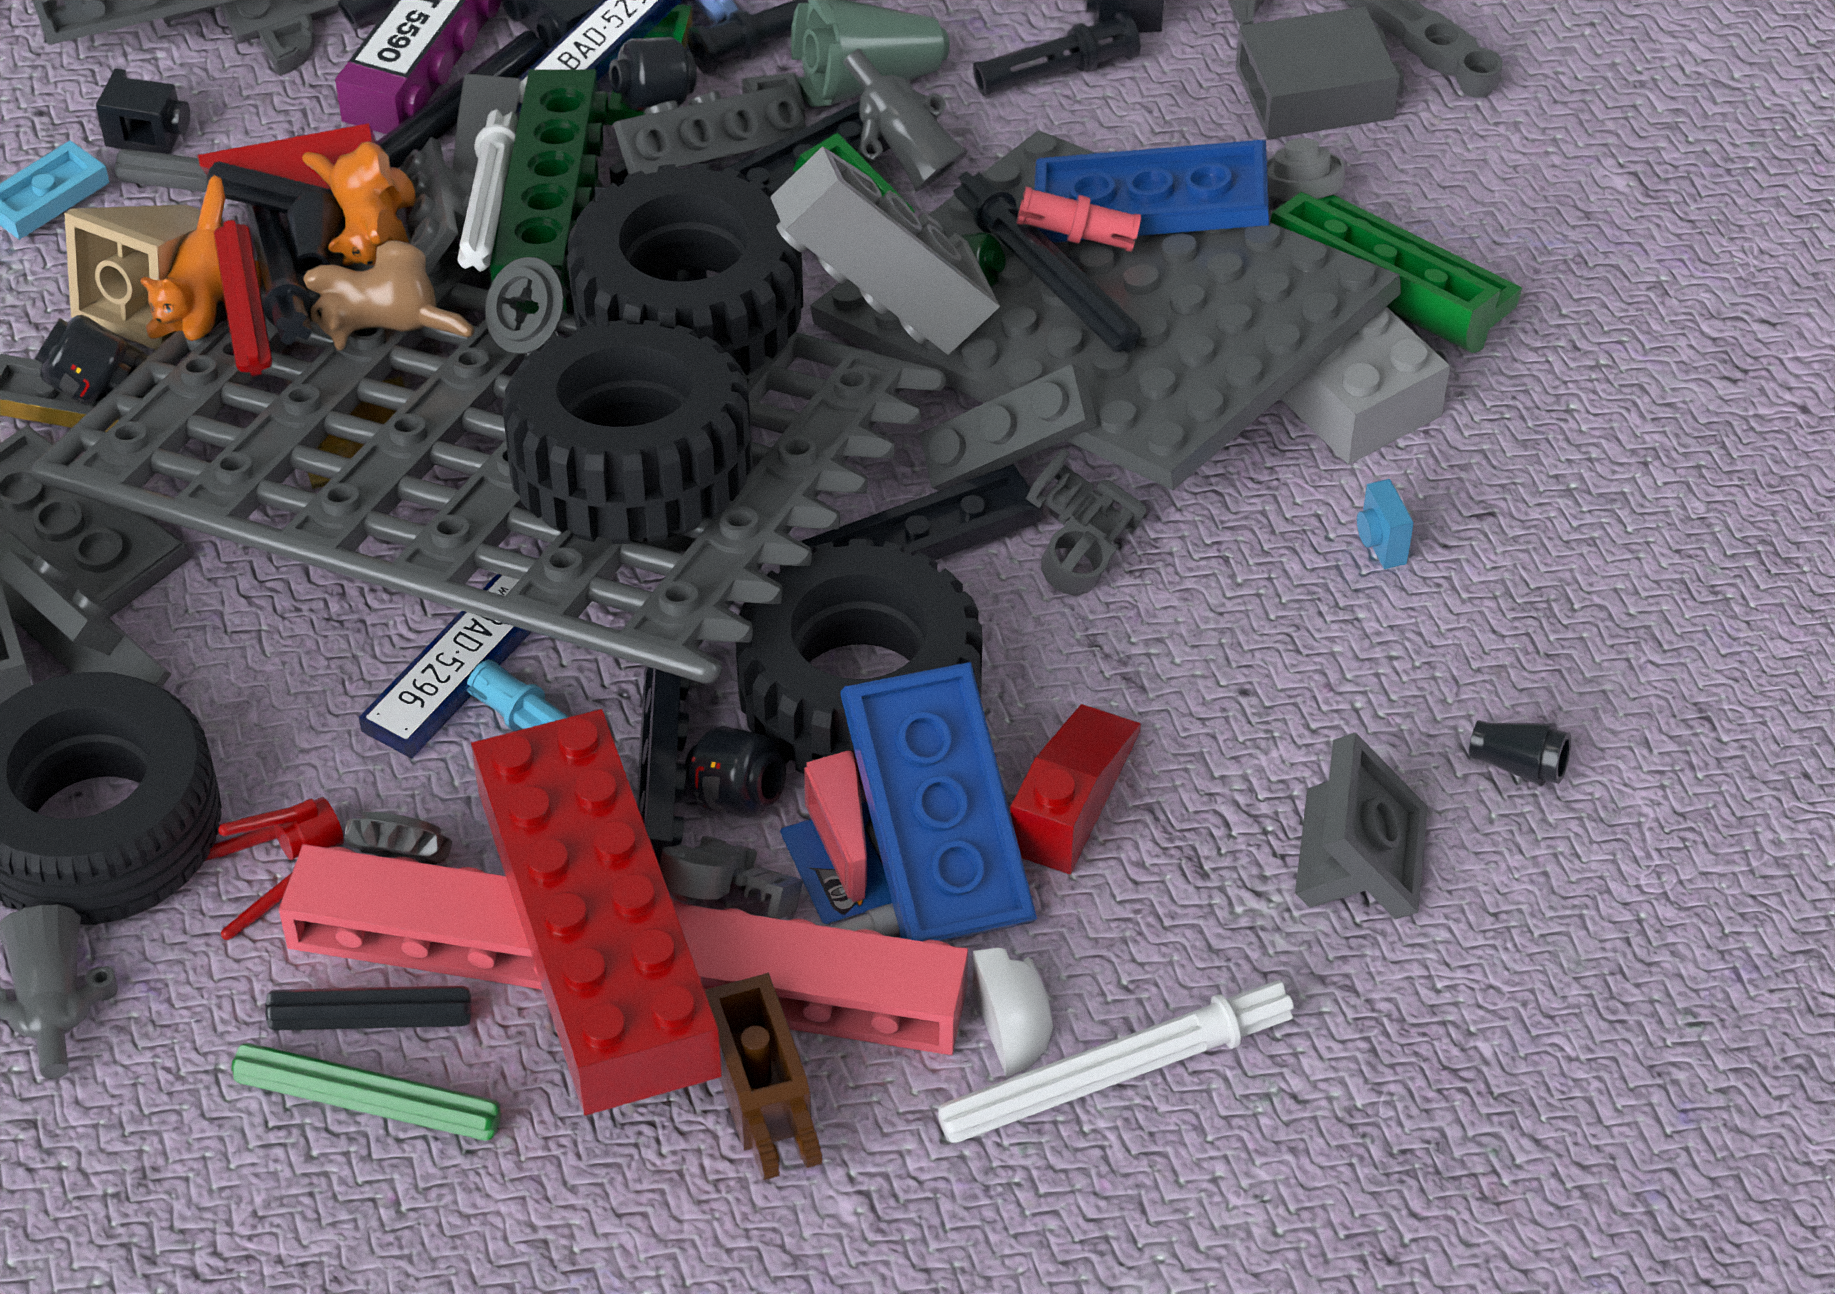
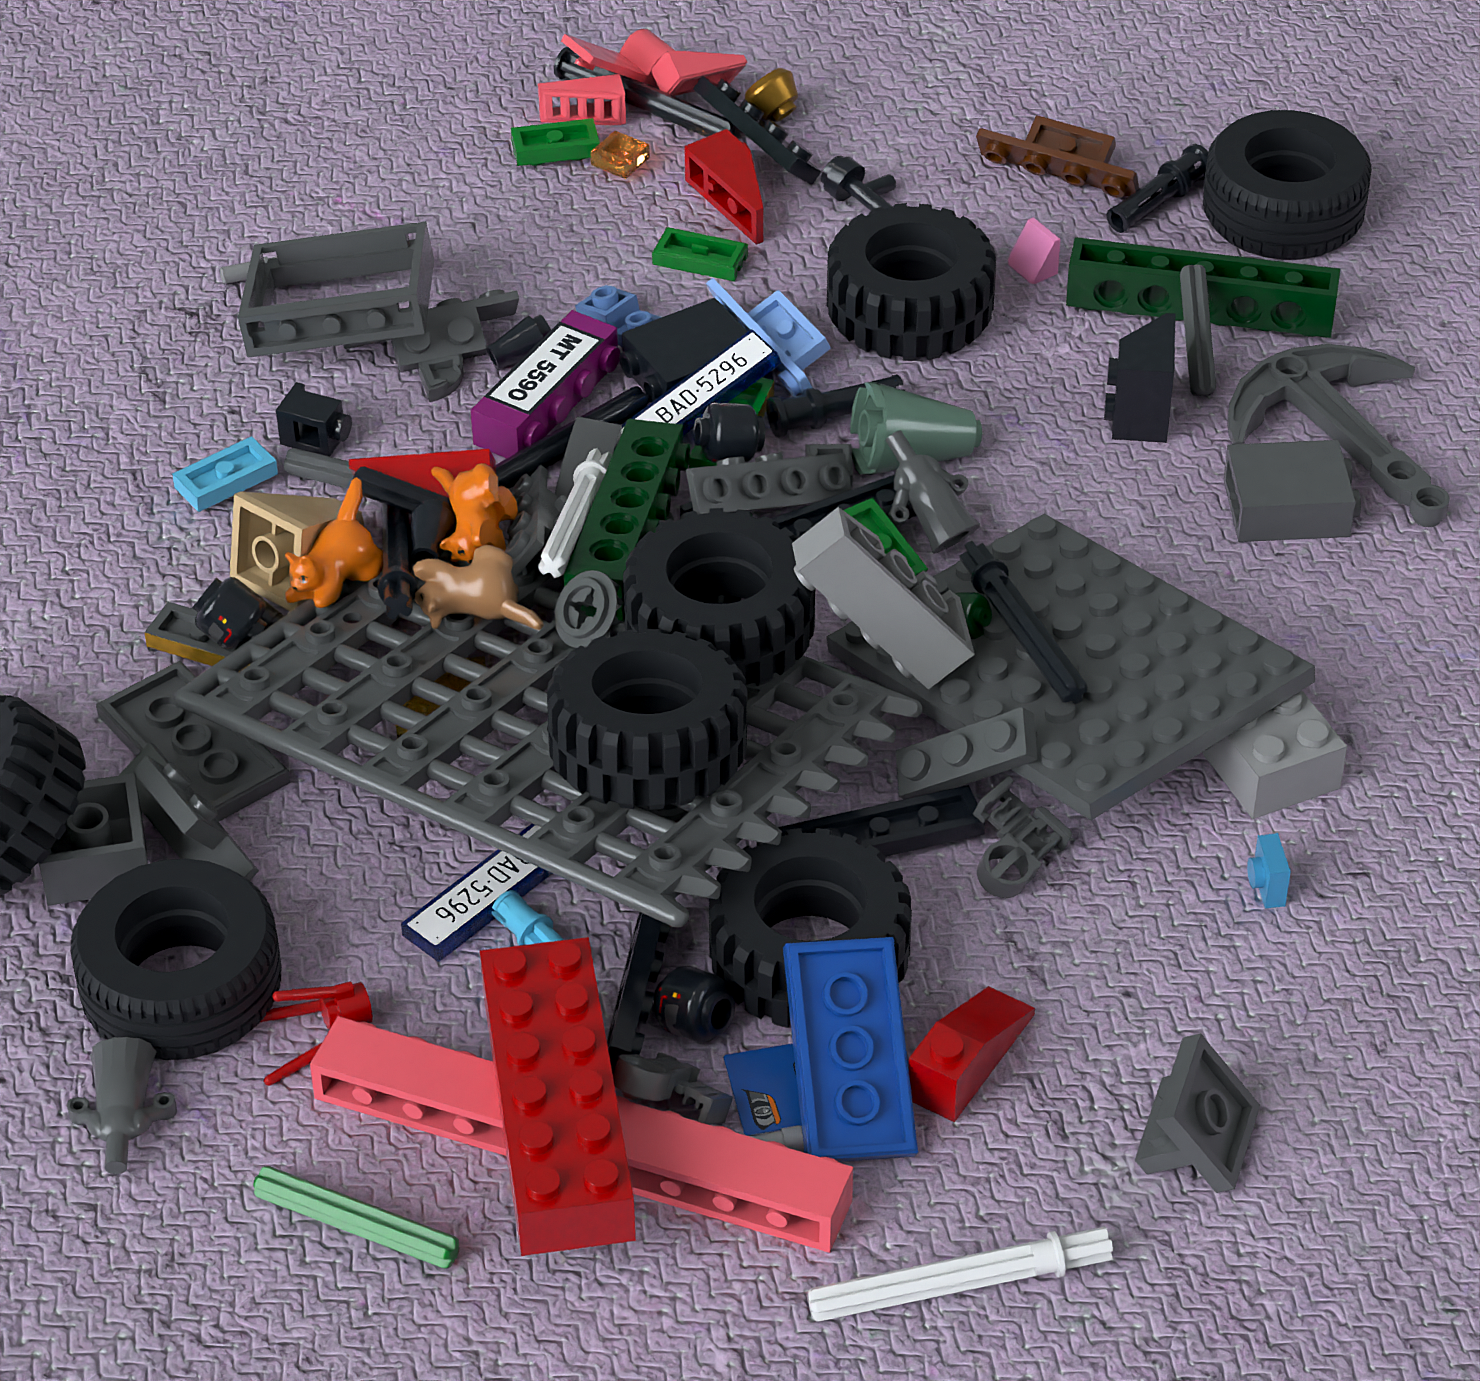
camera: 10 degrees right, 5 degrees down
(242, 298) = (363, 578): red axle -> none
(368, 1008) = (369, 1152): black axle -> none
(397, 836) = (414, 1019): dark grey gear -> none
(762, 1073) = (668, 1241): reddish brown hinge -> none
(836, 811) = (770, 1048): coral slope -> none
(1012, 1007) = (885, 1220): white brick -> none
(1078, 219) = (1054, 590): coral pin -> none
(1084, 54) = (1094, 444): black pin -> none
(1167, 186) = (1123, 574): blue tile -> none
(1306, 169) = (1259, 573): light grey plate -> none
(1436, 286) = (1346, 674): green brick -> none
(1524, 749) = (1351, 1069): black cone -> none

